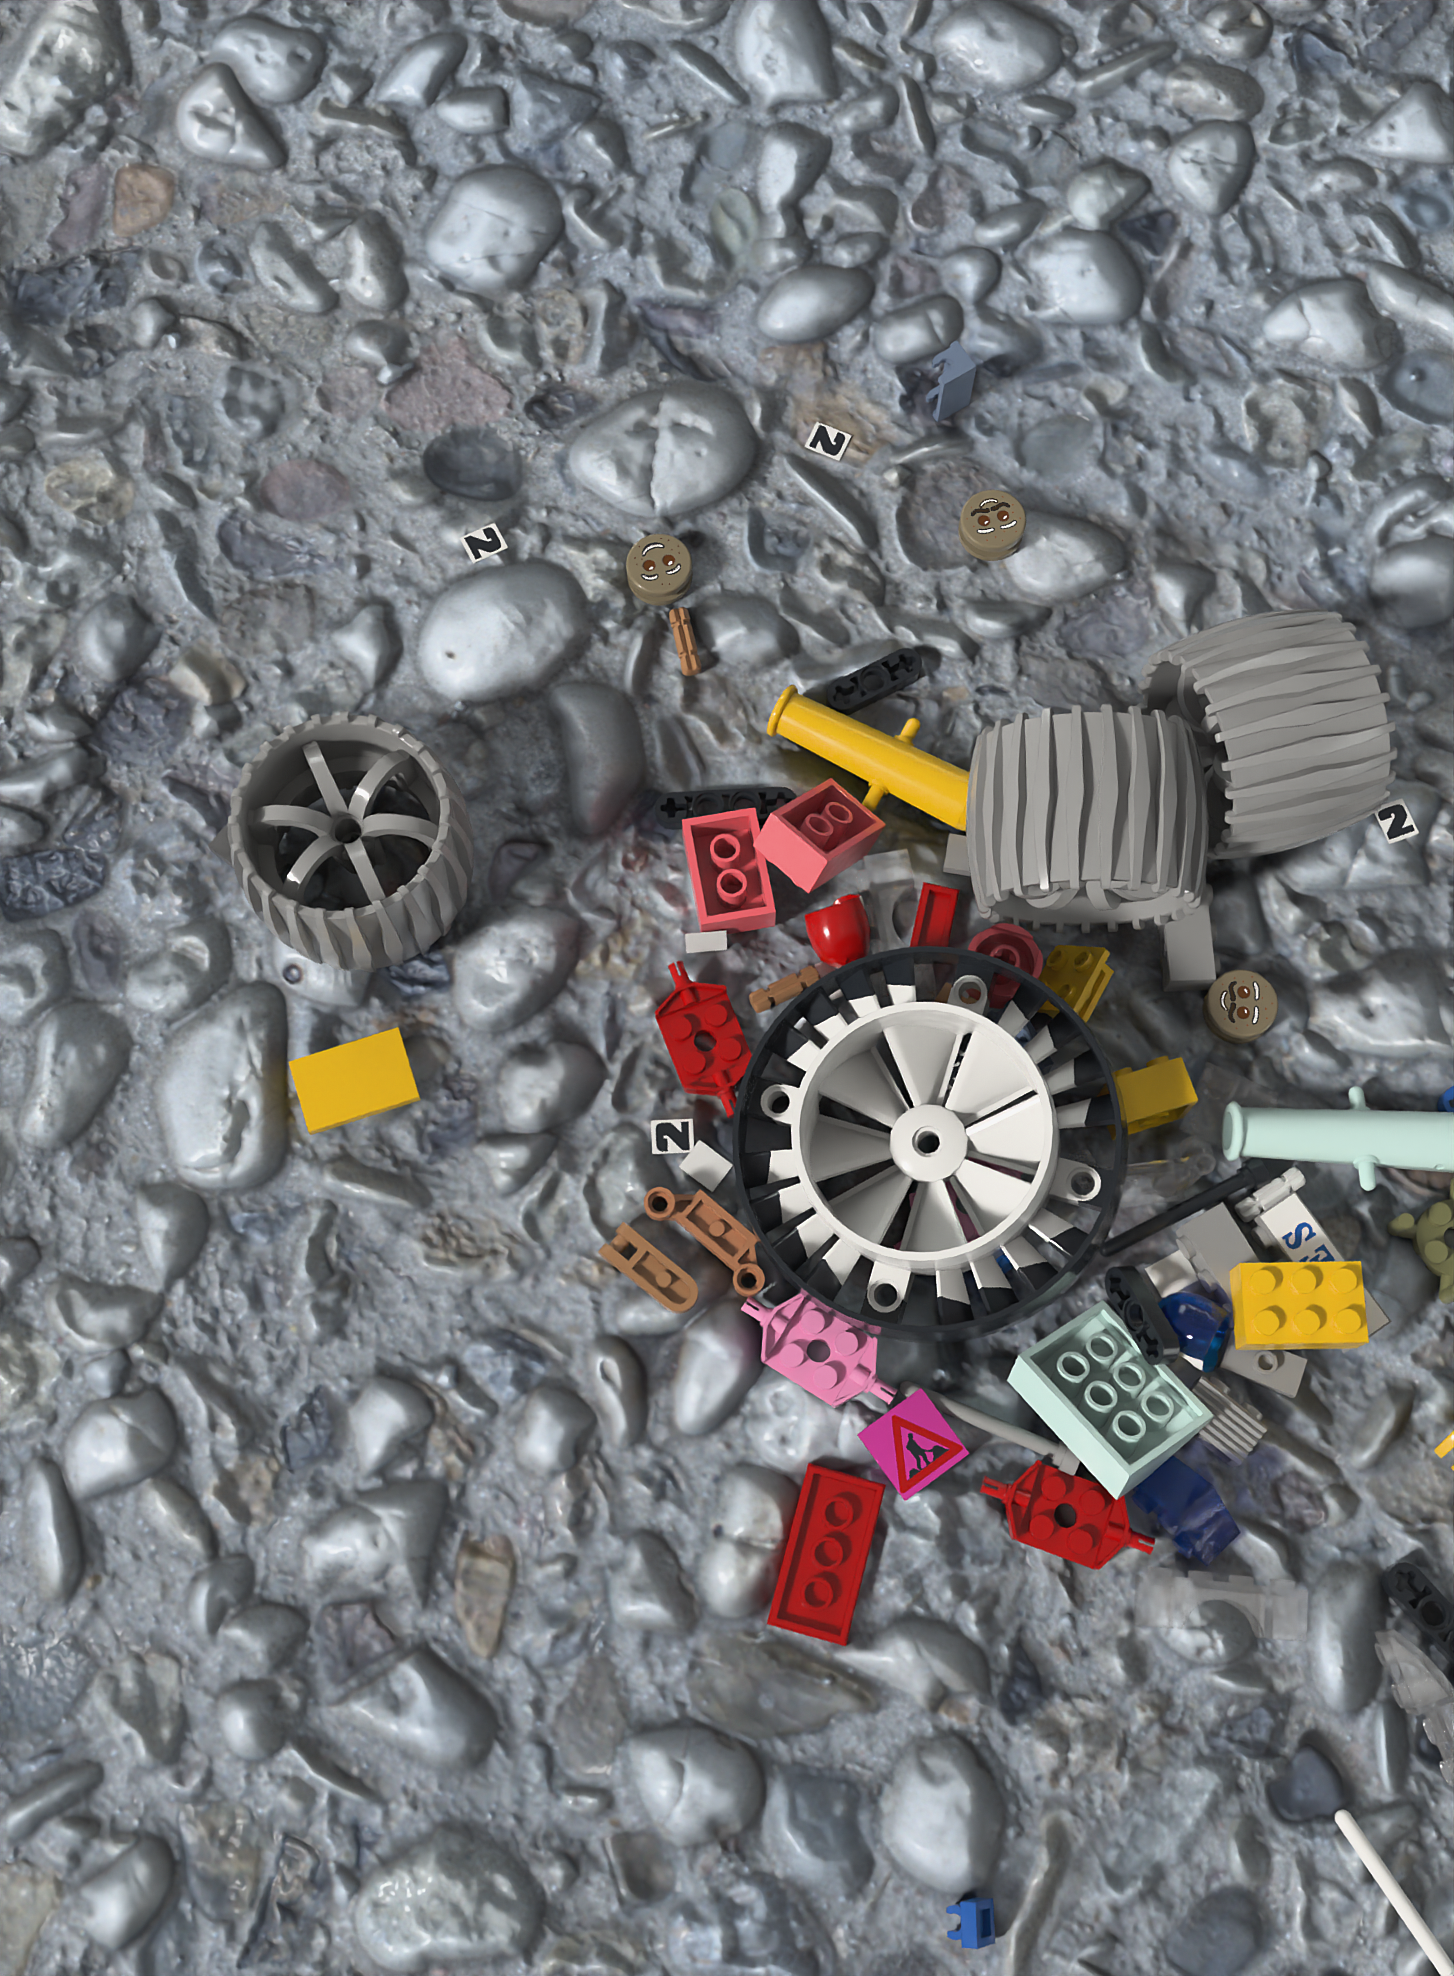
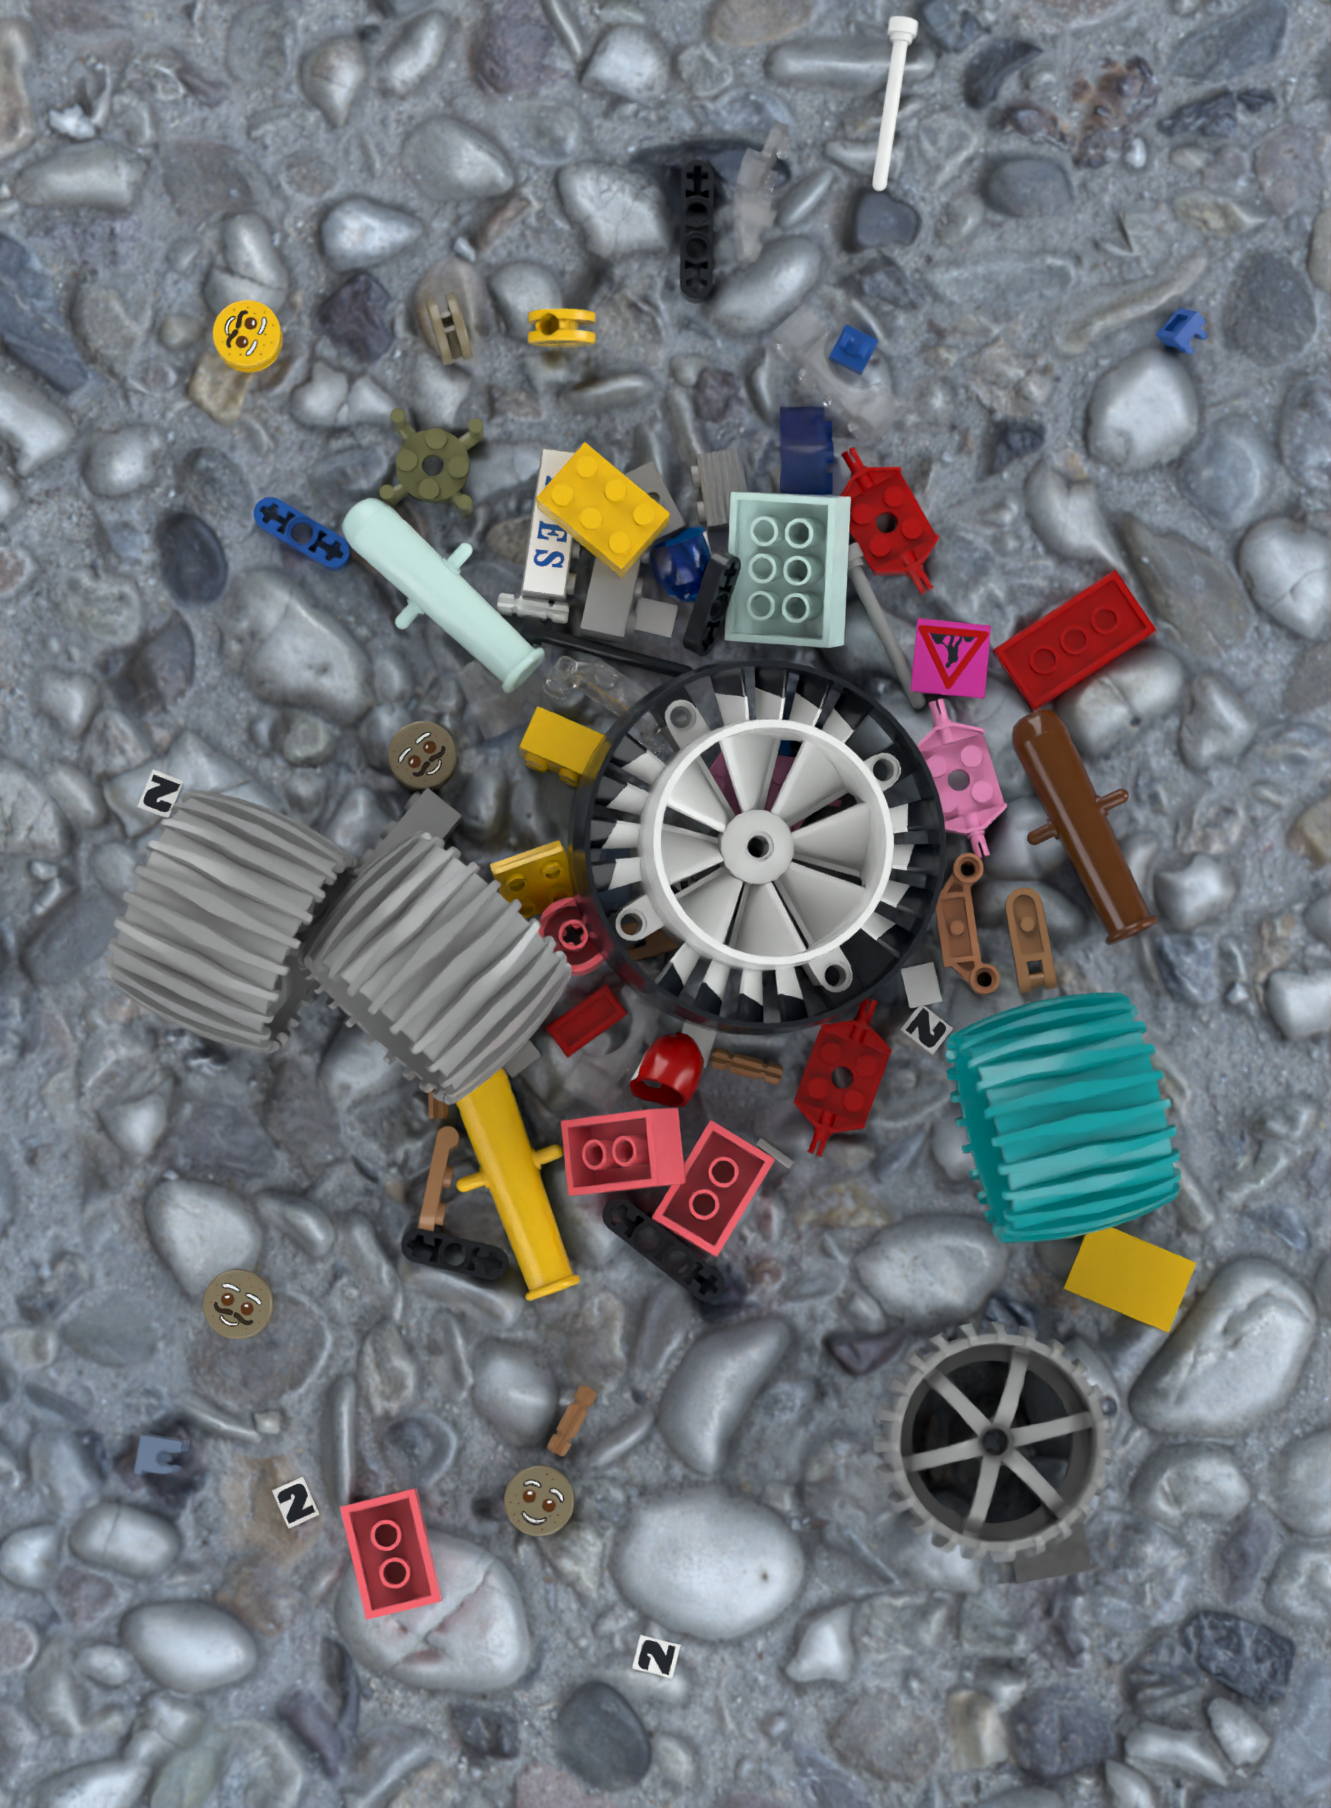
camera: 140 degrees left, 10 degrees up
(502, 1116) = (1063, 1117): none -> teal wheel
(691, 1398) = (1080, 822): none -> reddish brown piece
(730, 449) = (391, 1553): none -> coral brick
(935, 719) = (439, 1177): none -> medium nougat plate
(1227, 1644) = (853, 349): none -> blue tile

